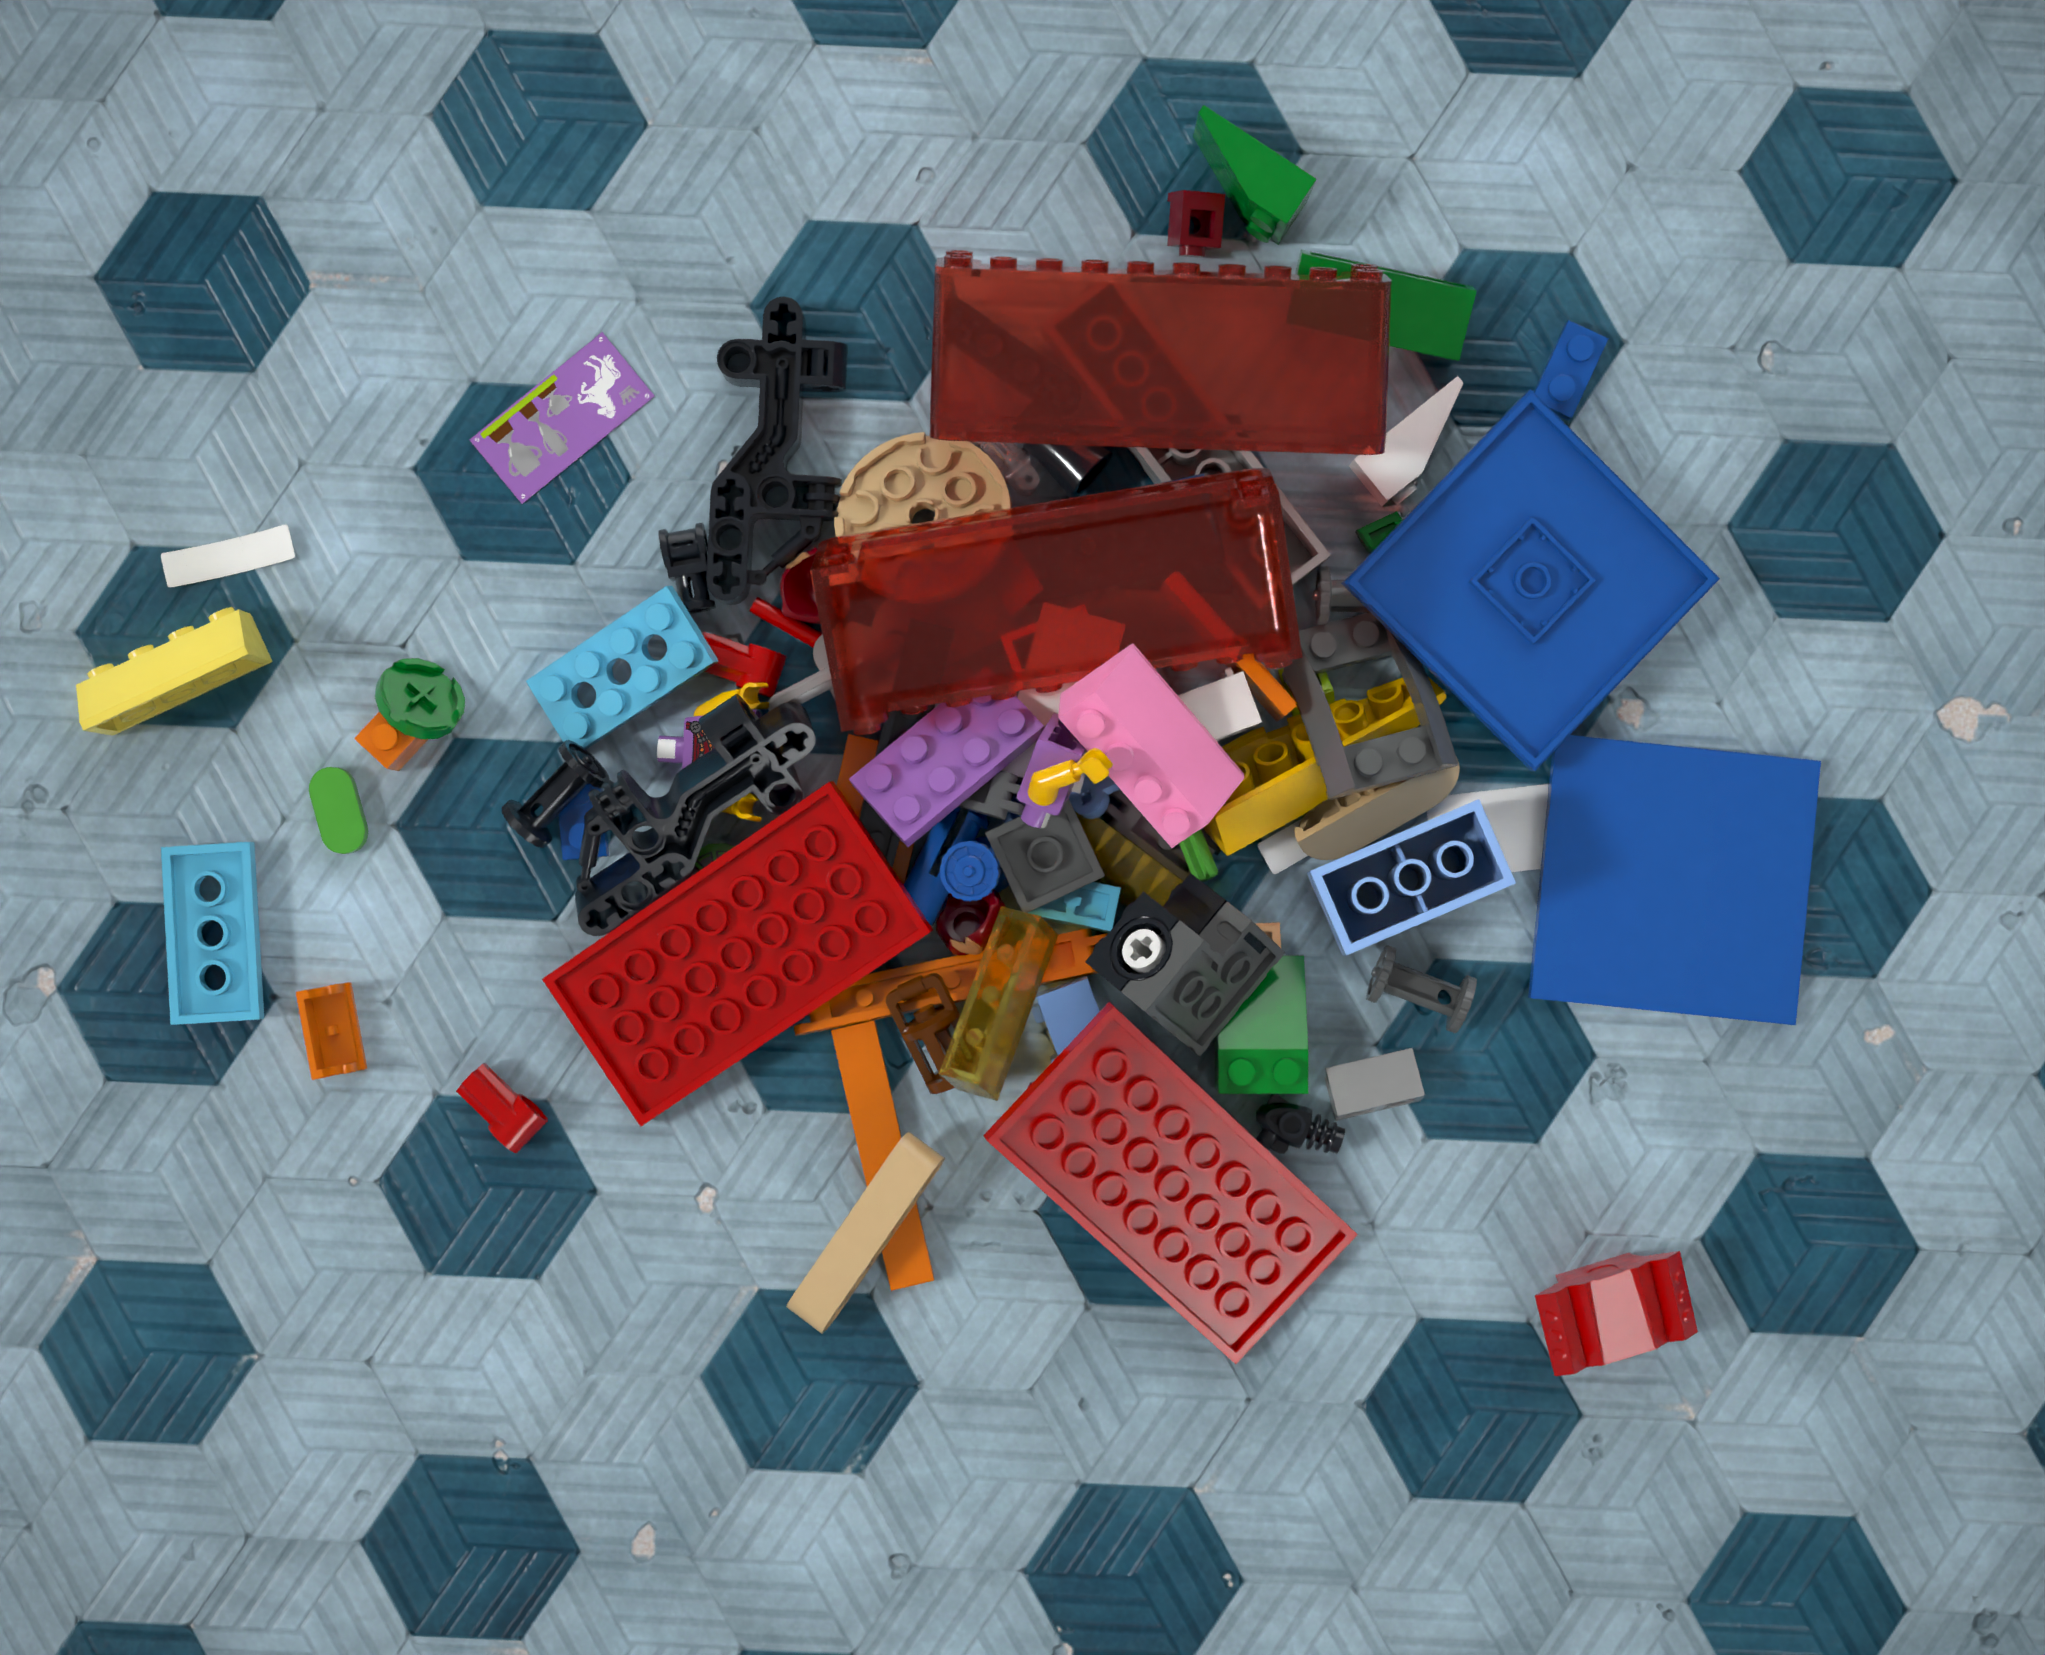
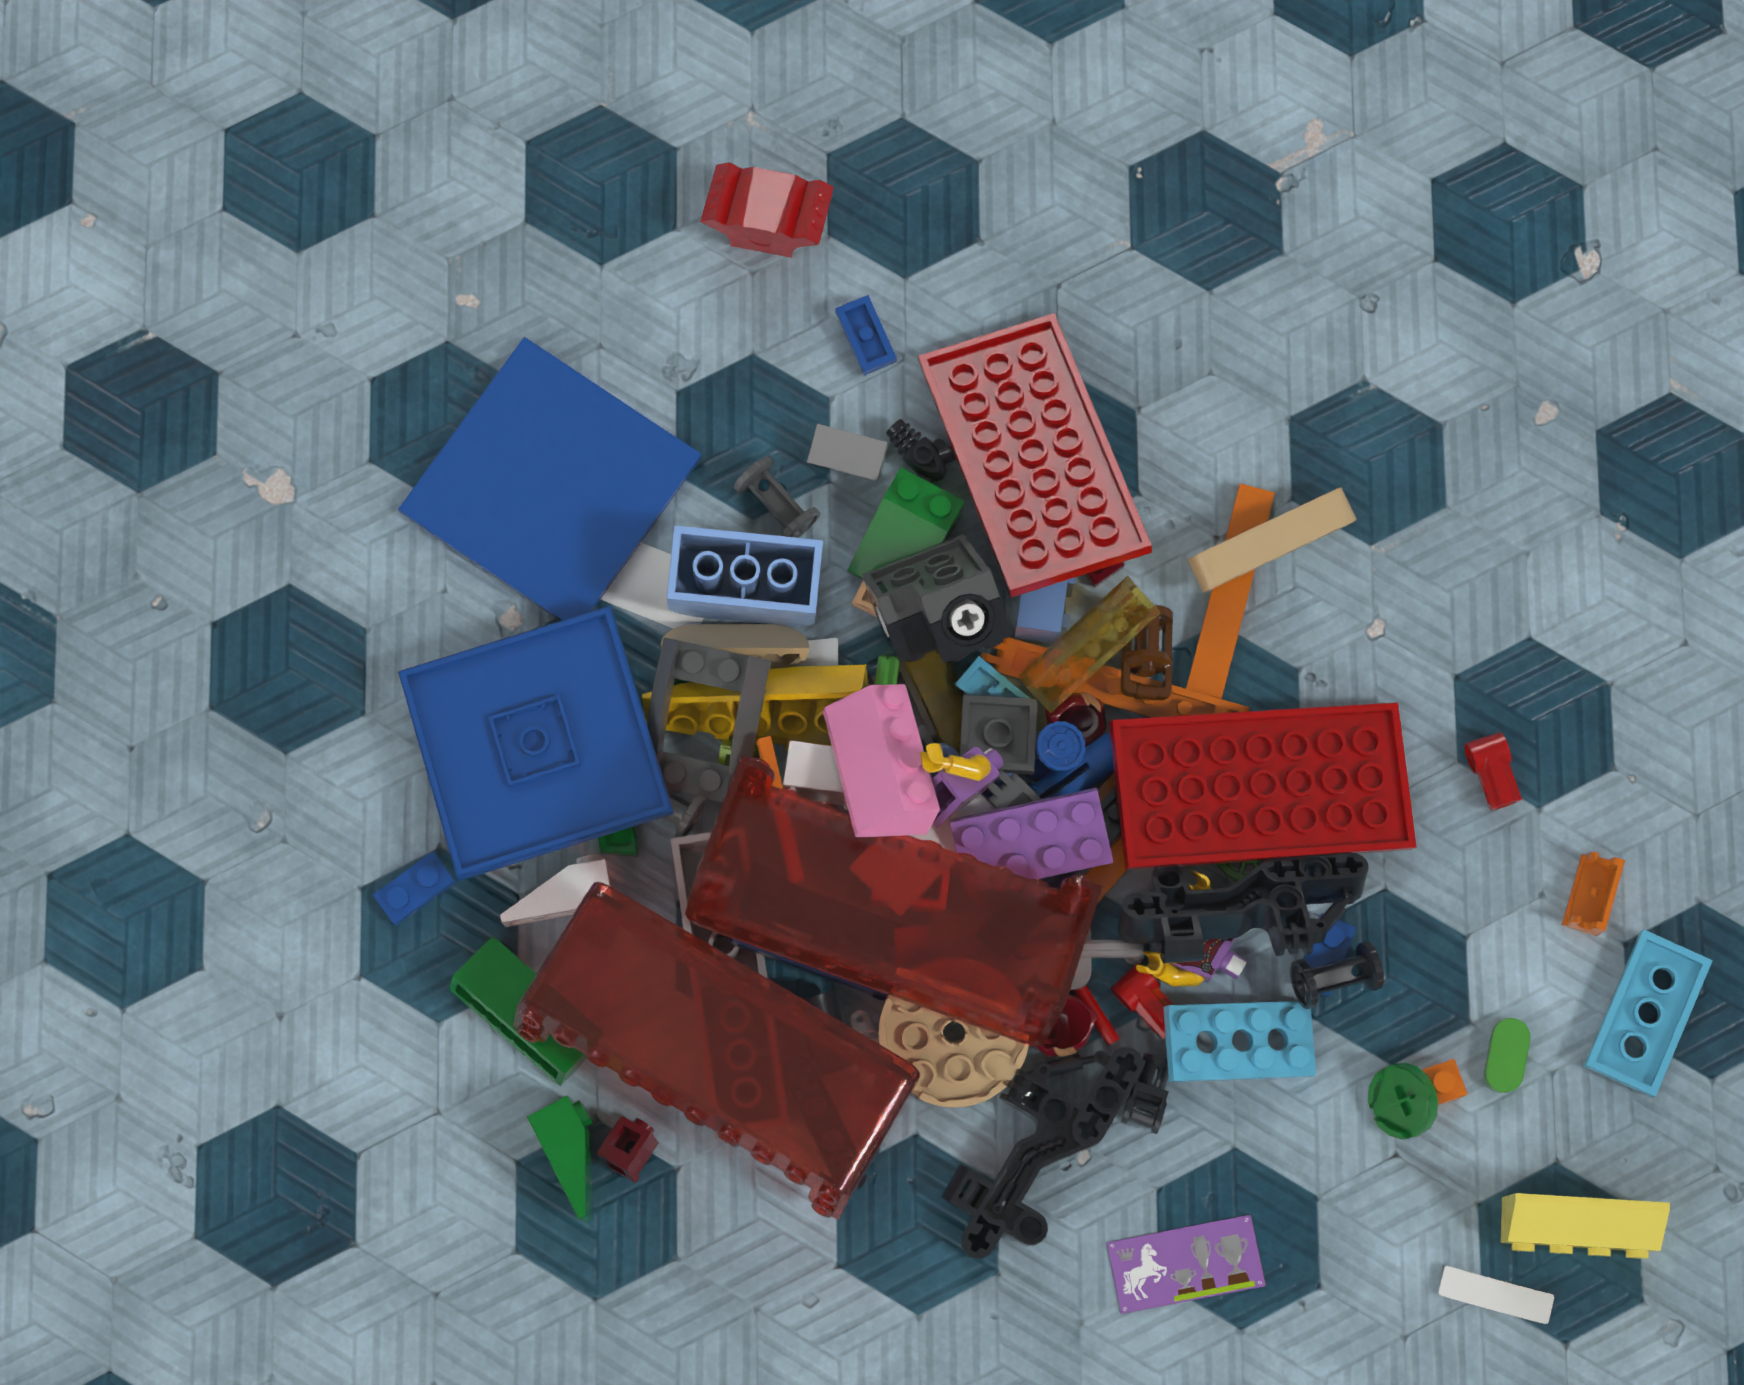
camera: 150 degrees left, 10 degrees down
(1426, 1228) = (866, 335): none -> blue plate

